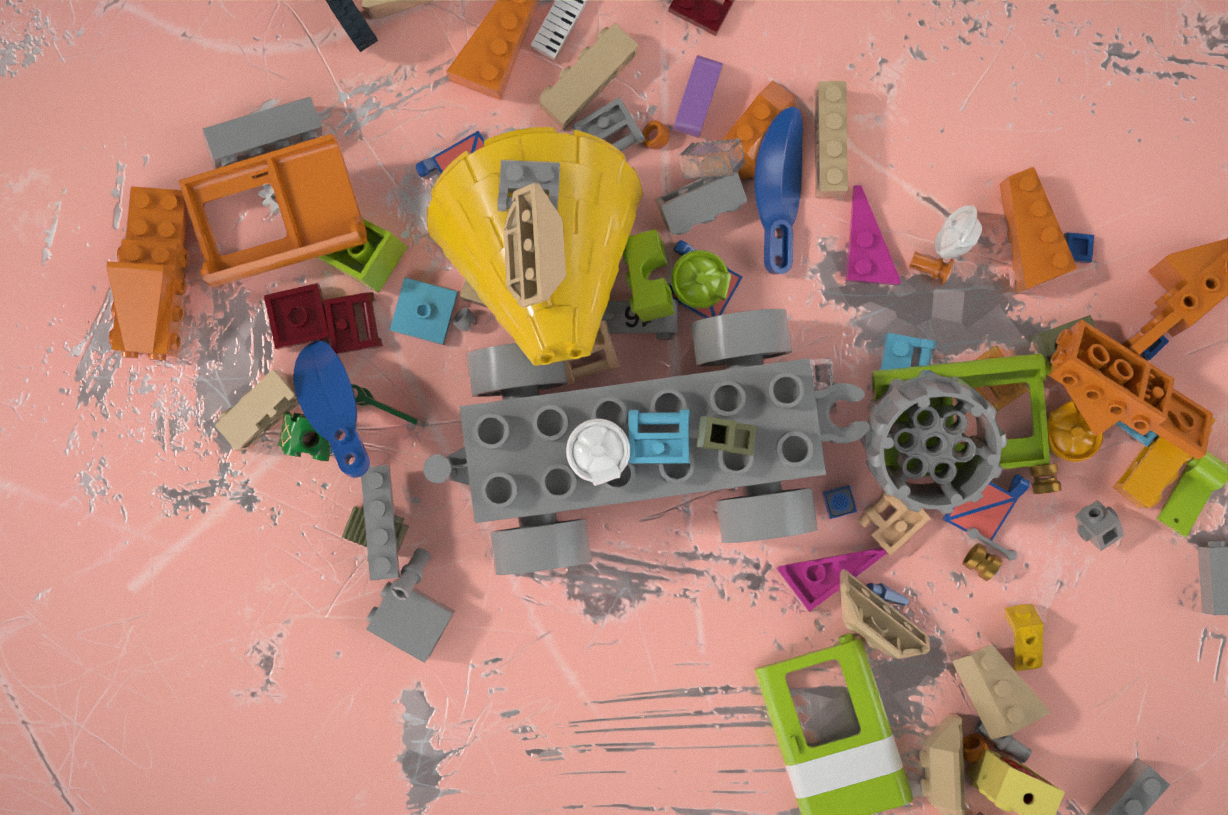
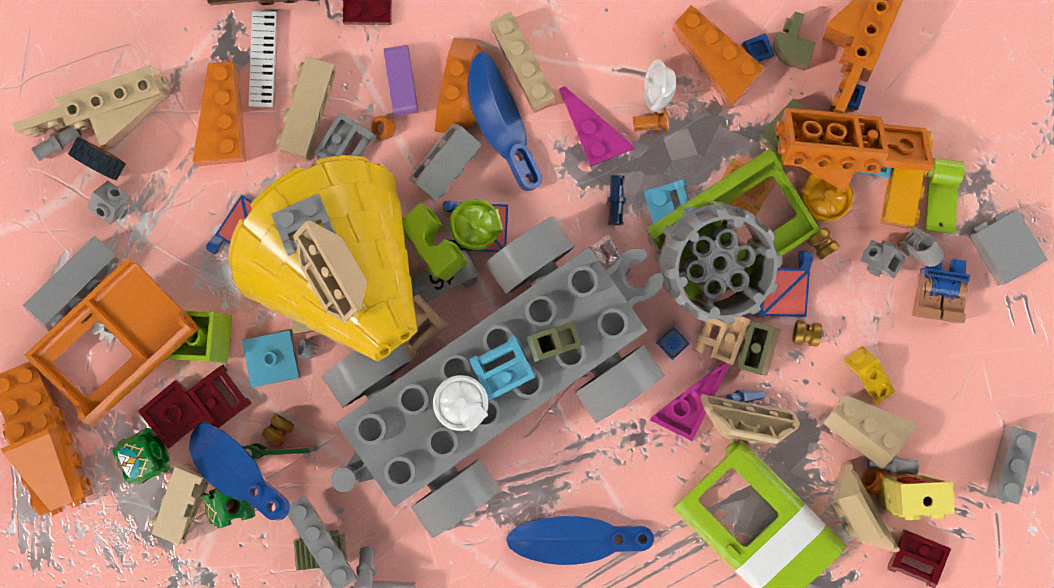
camera: 25 degrees left, 0 degrees up
(244, 343) = (142, 457): none -> green brick
(341, 71) = (109, 202): none -> light grey brick
(394, 386) = (277, 430): none -> pearl gold wheel
(638, 651) = (574, 540): none -> blue plant
(712, 159) = (436, 125): clear brick -> none
(855, 328) = (616, 200): none -> dark blue pin
(925, 551) = (758, 348): none -> olive brick
(973, 533) = (788, 314): light grey hinge -> none
(1113, 264) = (790, 48): none -> olive brick
(1141, 590) = (942, 293): none -> hips
(1145, 534) = (921, 247): none -> light grey piece

